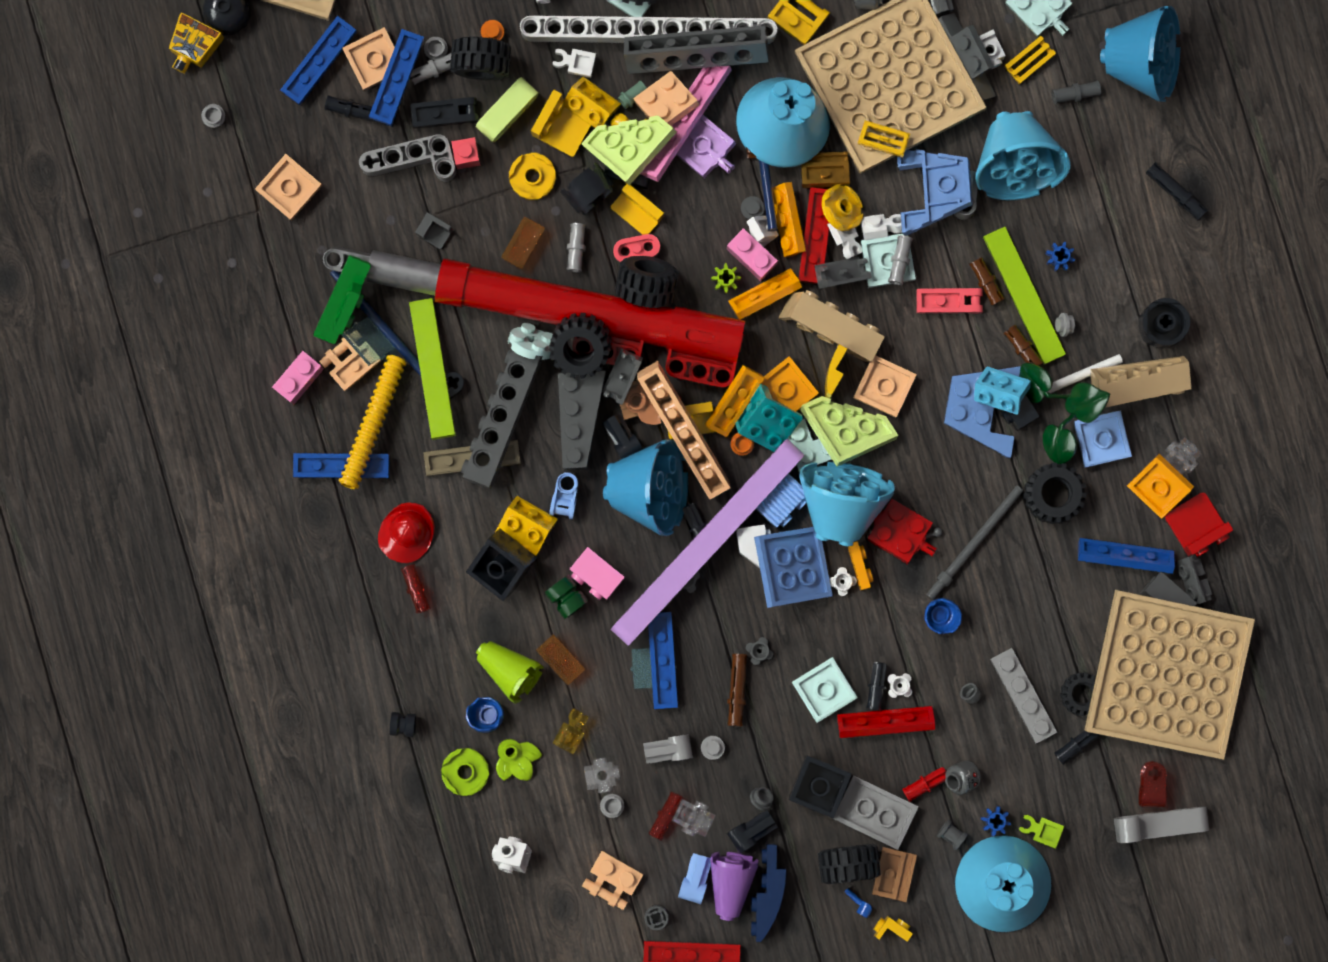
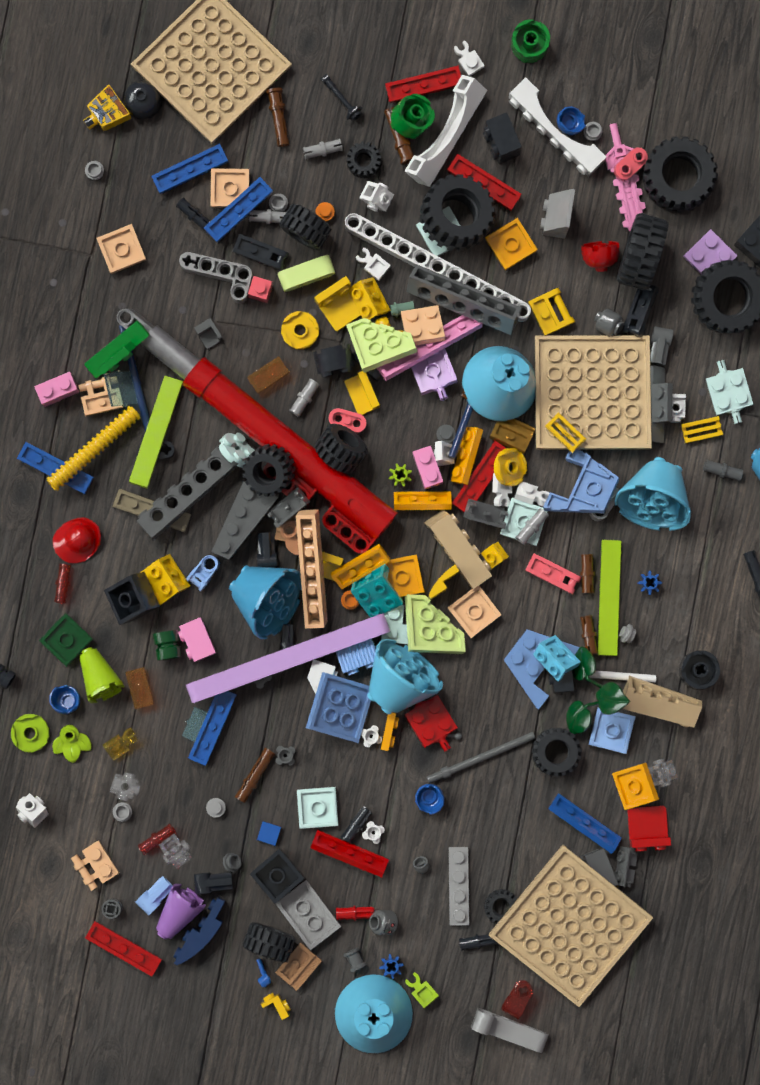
camera: 25 degrees right, 0 degrees up
(451, 648) = (66, 639): none -> dark green plate
(672, 749) = (185, 793): light grey piece -> none
(785, 745) = (269, 833): none -> blue tile
(875, 312) = (494, 554): none -> yellow bracket

